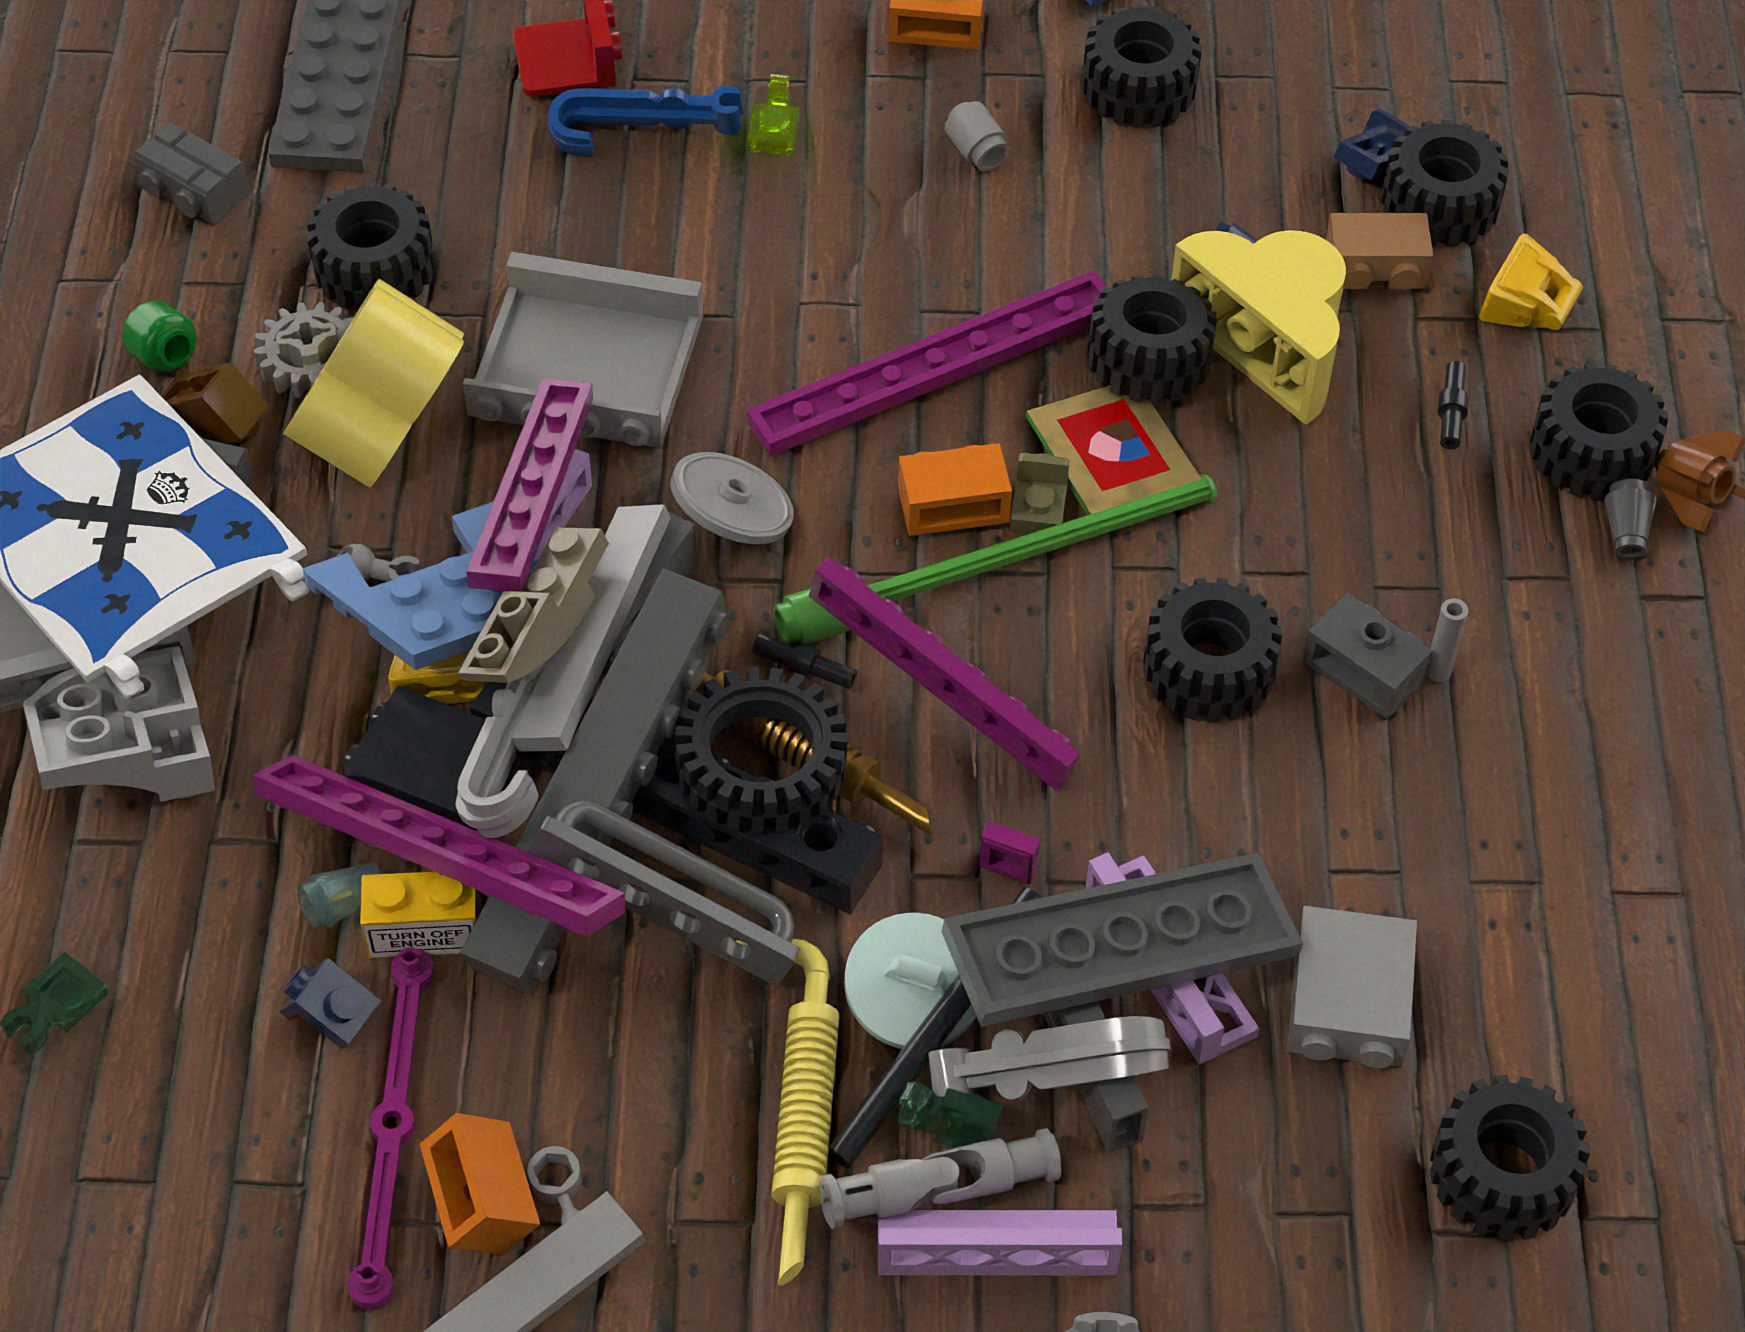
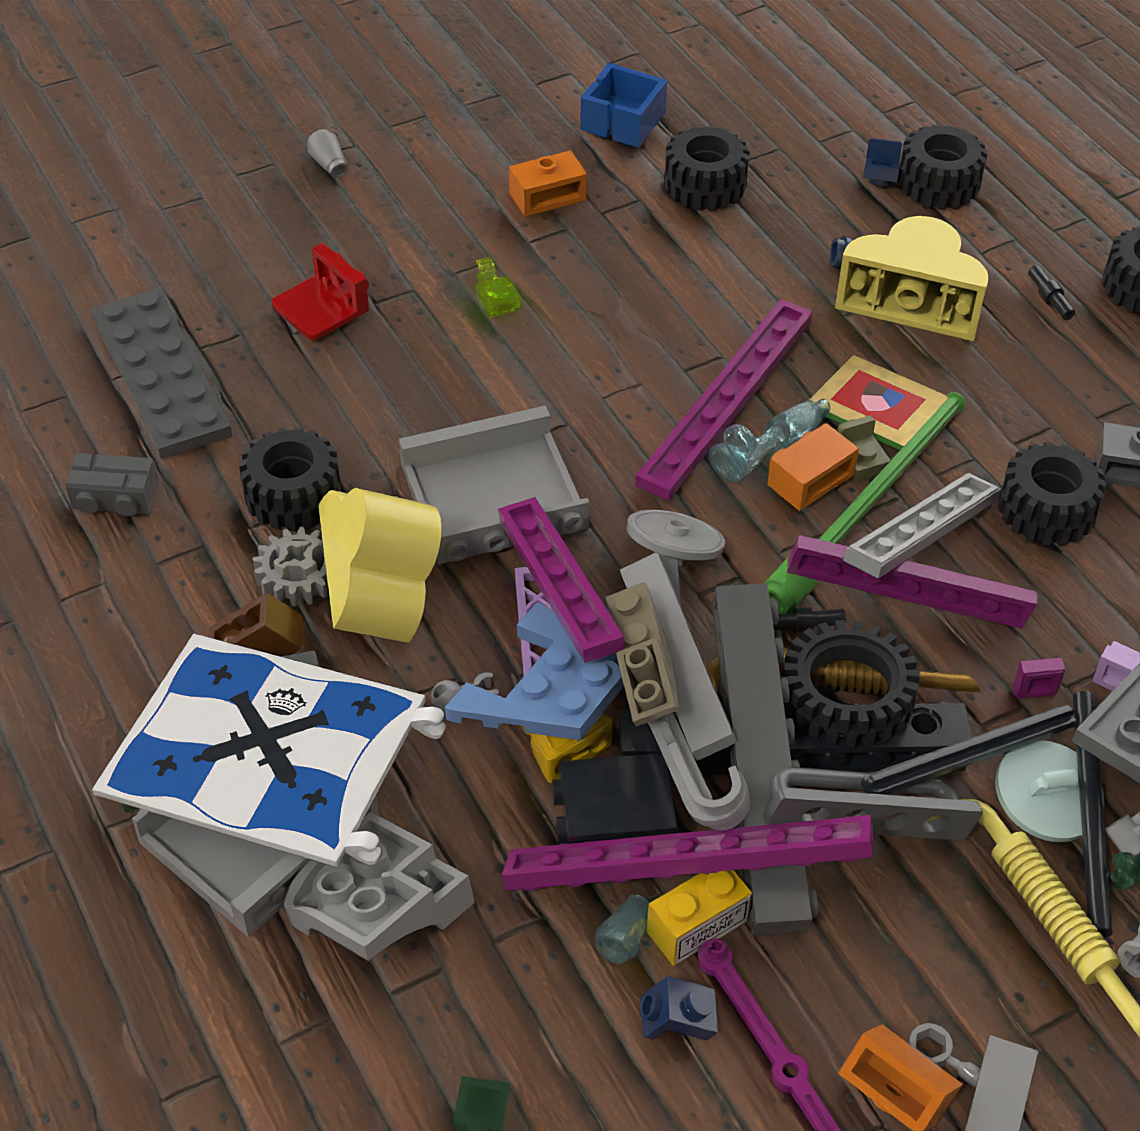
camera: 30 degrees left, 5 degrees down
(159, 336) = (179, 604): green head -> none
(639, 108) = (403, 316): blue piece -> none
(827, 888) = (969, 751): none -> black axle
(884, 440) = (745, 451): none -> clear light blue piece
(977, 135) = (636, 248): light grey brick -> none
(1006, 613) = (921, 525): none -> light grey tile
(1151, 338) = (854, 323): black tyre -> none
(1383, 248) = (945, 205): medium nougat brick -> none
(1526, 289) = (1036, 208): yellow piece -> none

